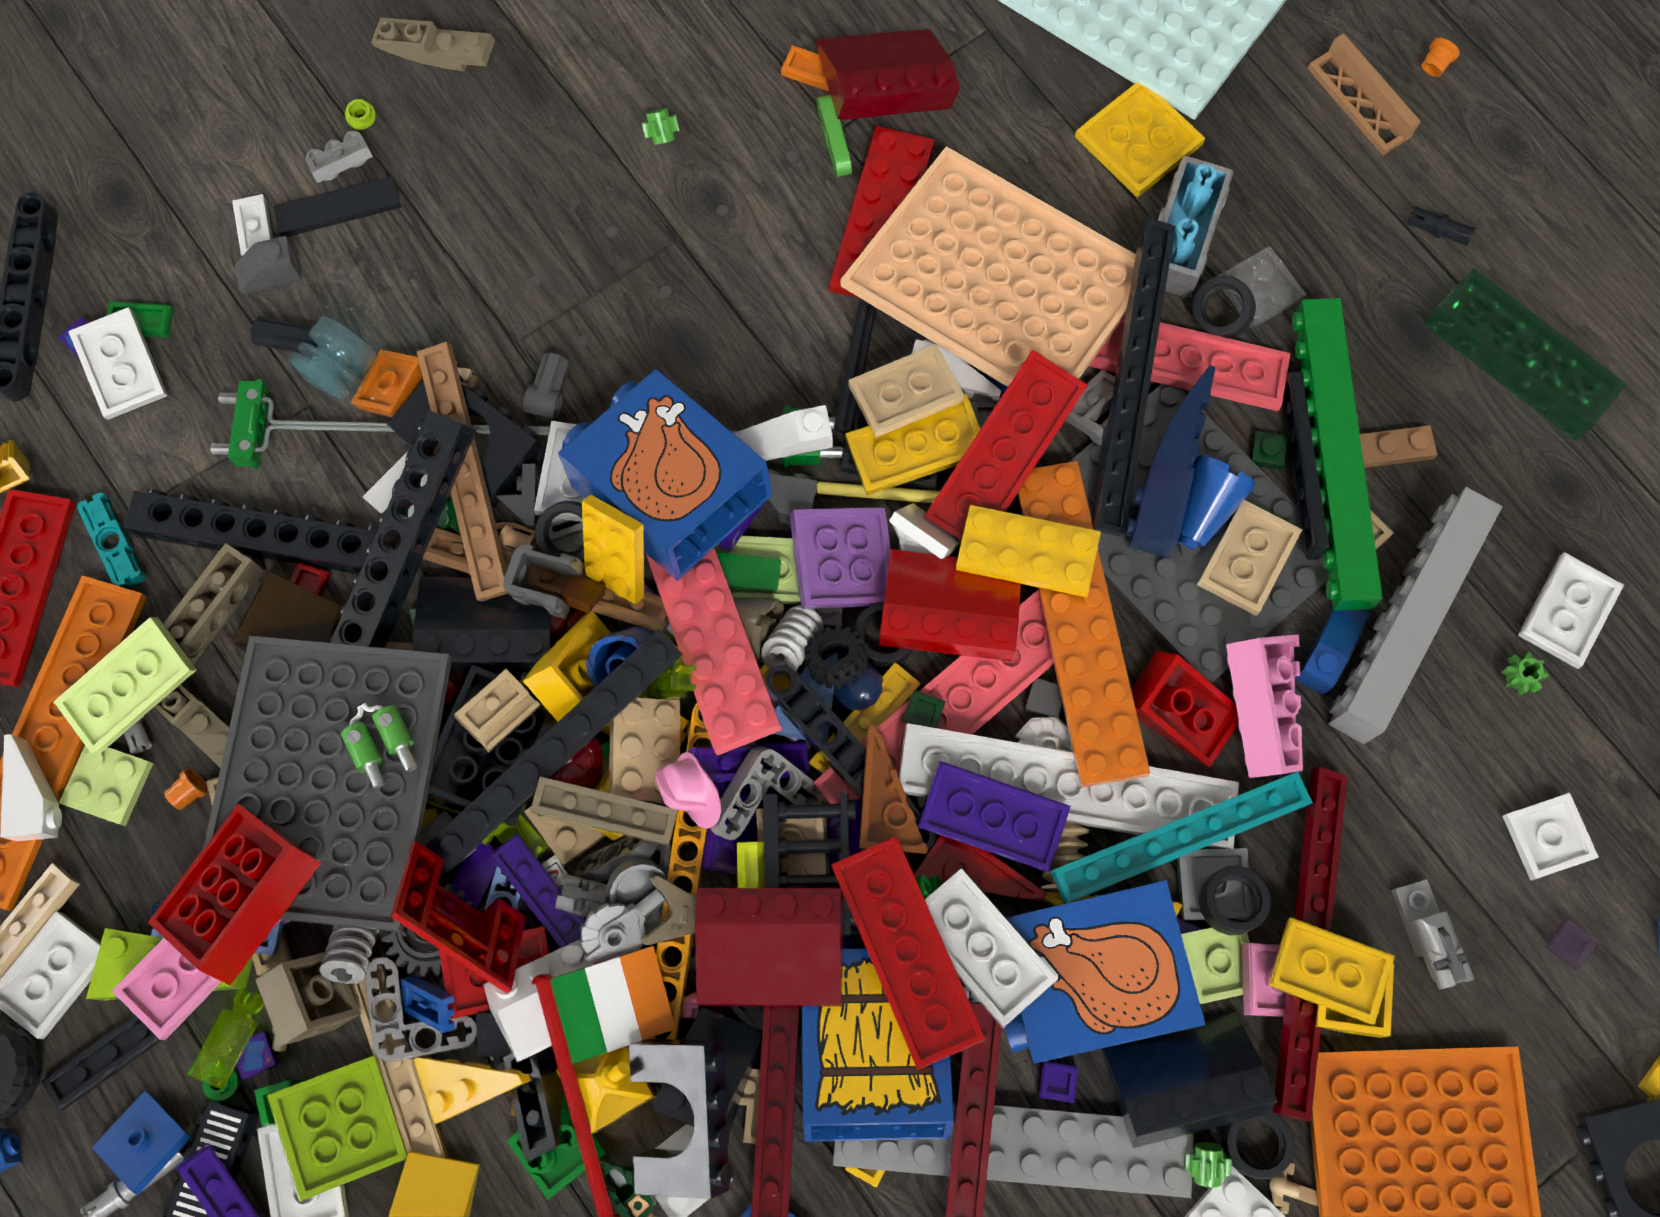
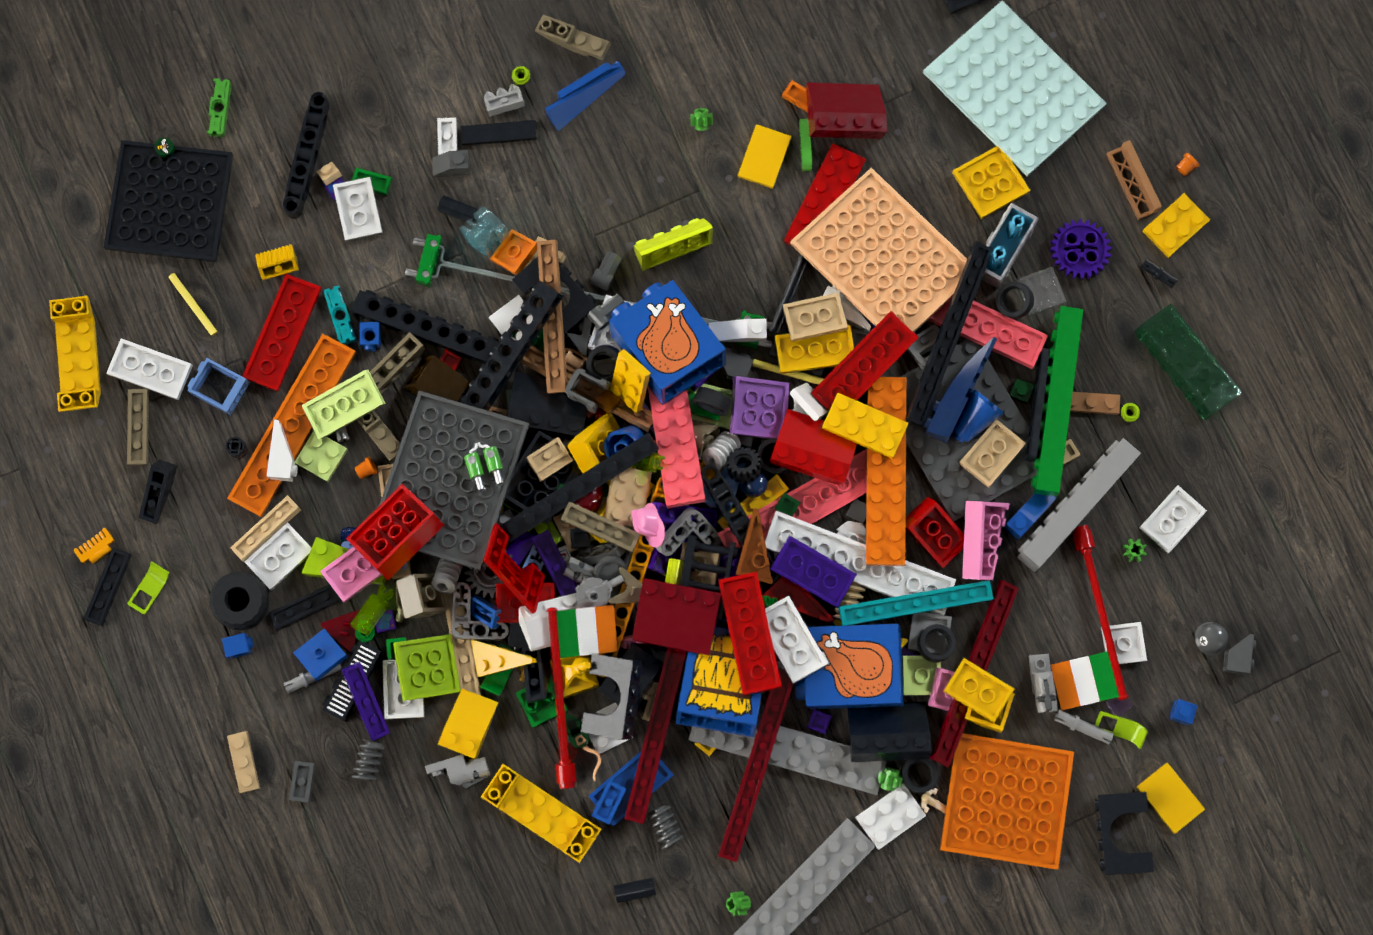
camera: 10 degrees right, 5 degrees up
(64, 317) = (329, 173): none -> tan plate
(158, 553) = (370, 328): none -> blue brick
(176, 1087) = (341, 629): none -> dark red piece
(463, 122) = (582, 93): none -> blue wedge
(470, 1127) = (496, 682): none -> green piece
(543, 452) = (601, 314): none -> dark grey piece
(576, 839) = (579, 539): none -> black tile
(651, 322) = (673, 243): none -> neon yellow slope
(760, 558) = (712, 401): none -> black tyre
(771, 166) = (764, 156): none -> yellow tile
(1307, 212) = (1079, 233): none -> dark purple gear
(1445, 151) = (1176, 225): none -> yellow plate
(1457, 443) = (1134, 408): none -> lime plate
(1507, 994) = (1089, 729): none -> light grey pin
(1514, 905) = (1098, 675): none -> flag
(1594, 987) = (1126, 729): none -> lime piece

